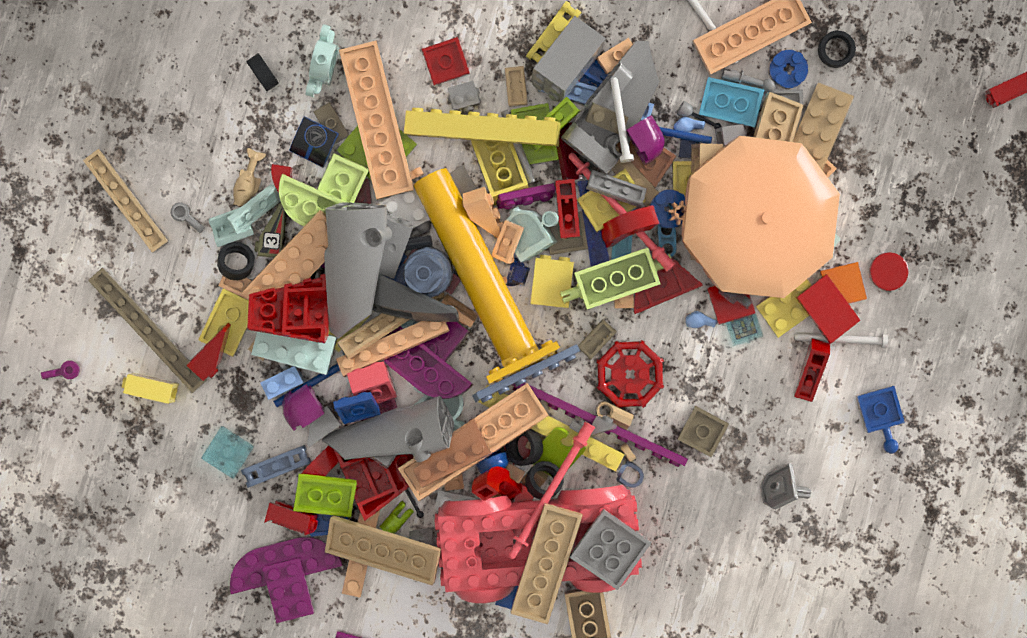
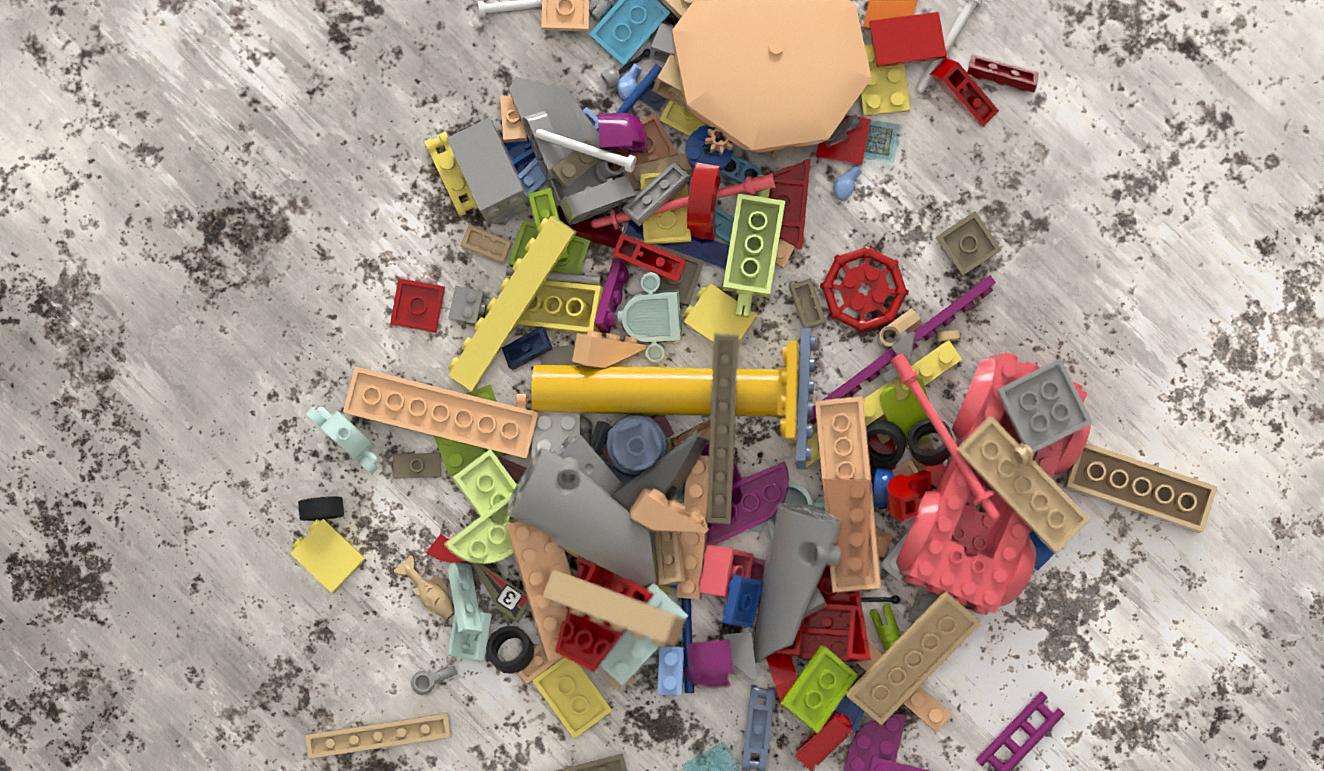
camera: 65 degrees left, 5 degrees down
(210, 356) = (600, 738): red slope -> none
(232, 95) = (327, 555): none -> light yellow brick
(298, 320) = (614, 608): none -> tan brick
(313, 142) = (426, 495): black slope -> none
(385, 316) = (660, 514): none -> light nougat slope
(456, 156) = (527, 348): none -> dark blue plate
(471, 327) = (722, 428): none -> dark tan plate
(507, 241) = (650, 341): light nougat plate -> none
(518, 273) = (688, 349): clear blue piece -> none
(566, 553) = (1022, 455): none -> tan plate
(634, 466) = (976, 360): sand blue piece -> none
(780, 488) = (1075, 192): light grey piece -> none
(840, 390) = (1003, 73): none -> dark red plate
(881, 411) = (1048, 43): blue plate -> none

